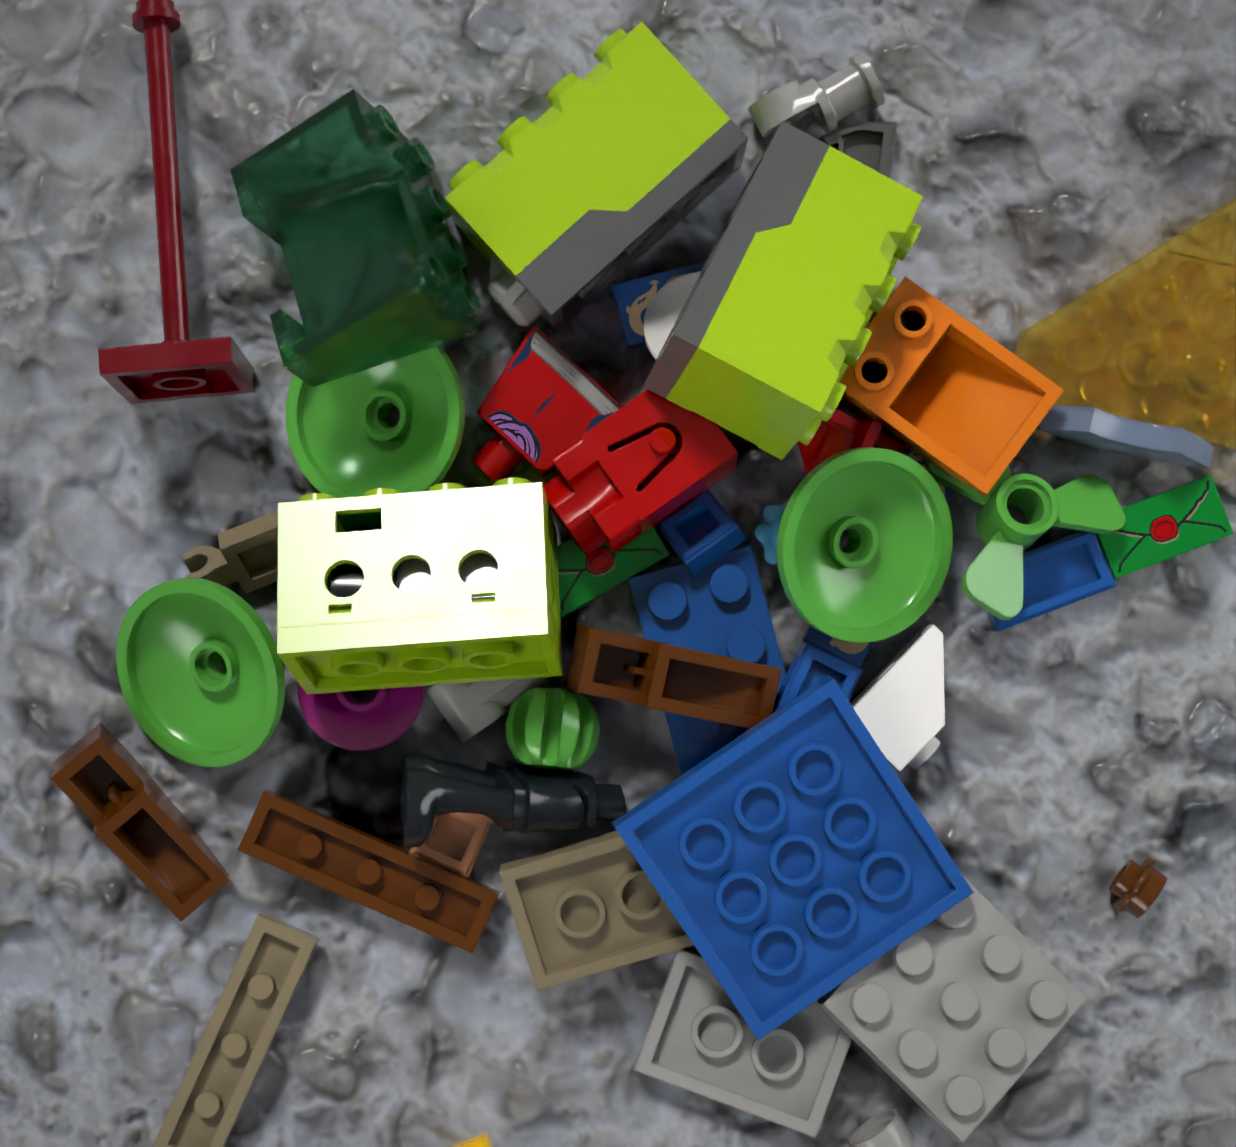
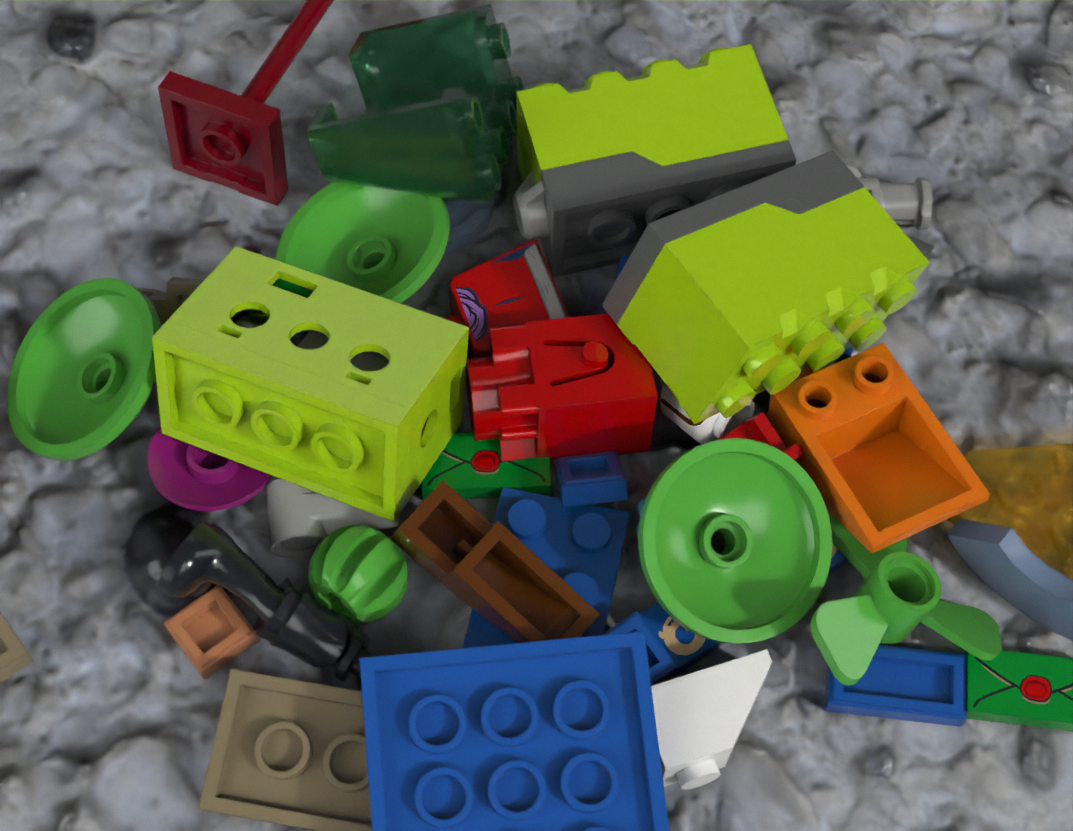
camera: 30 degrees right, 25 degrees down
(368, 870) = (119, 622): reddish brown plate -> none

